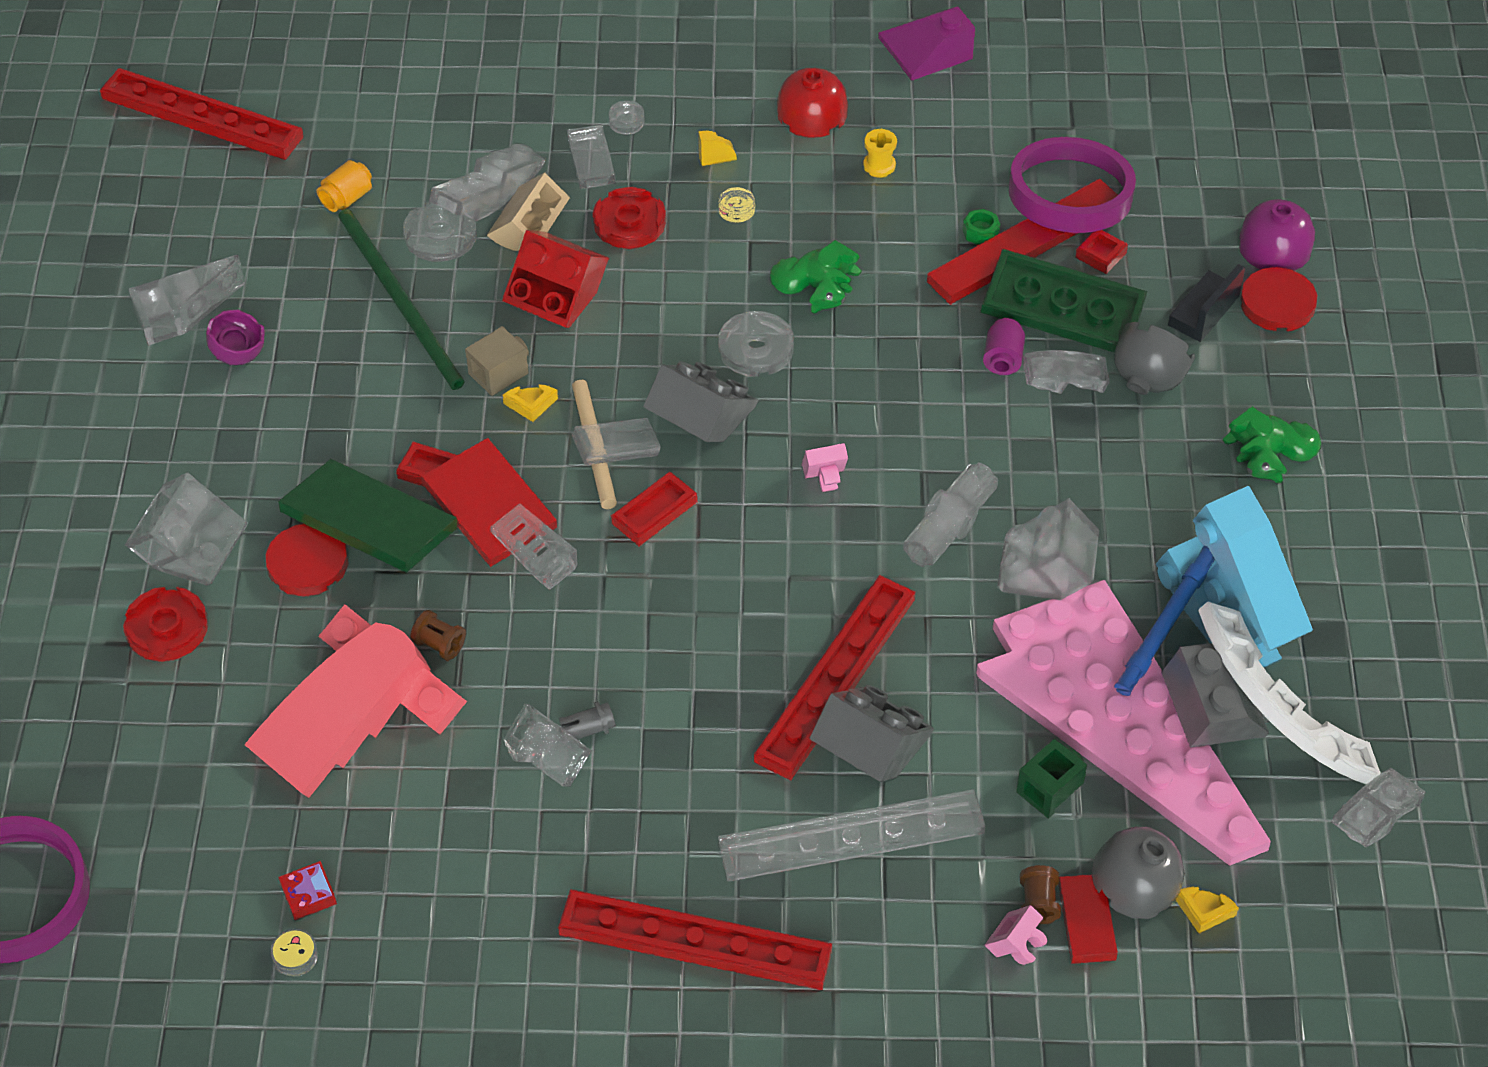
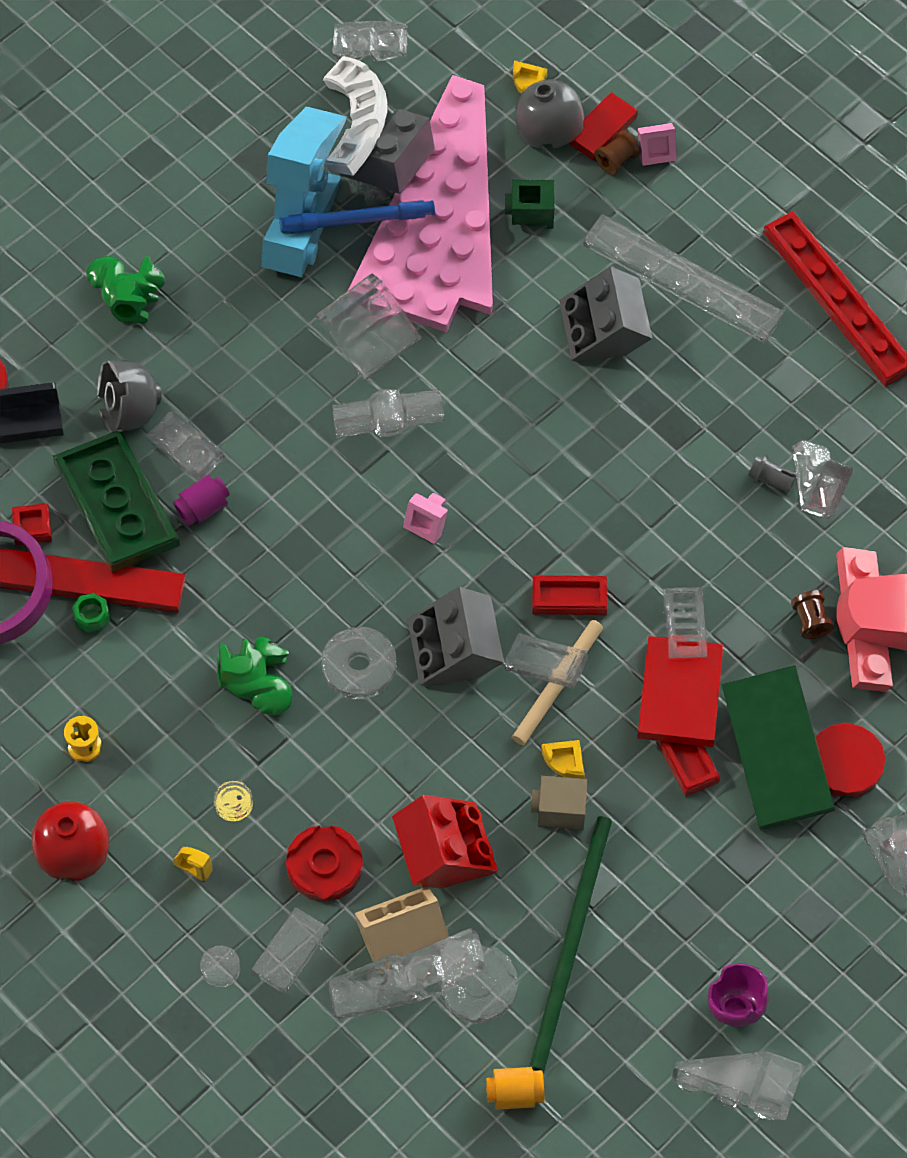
camera: 135 degrees left, 10 degrees up
(836, 671) = (580, 380): red tile -> none

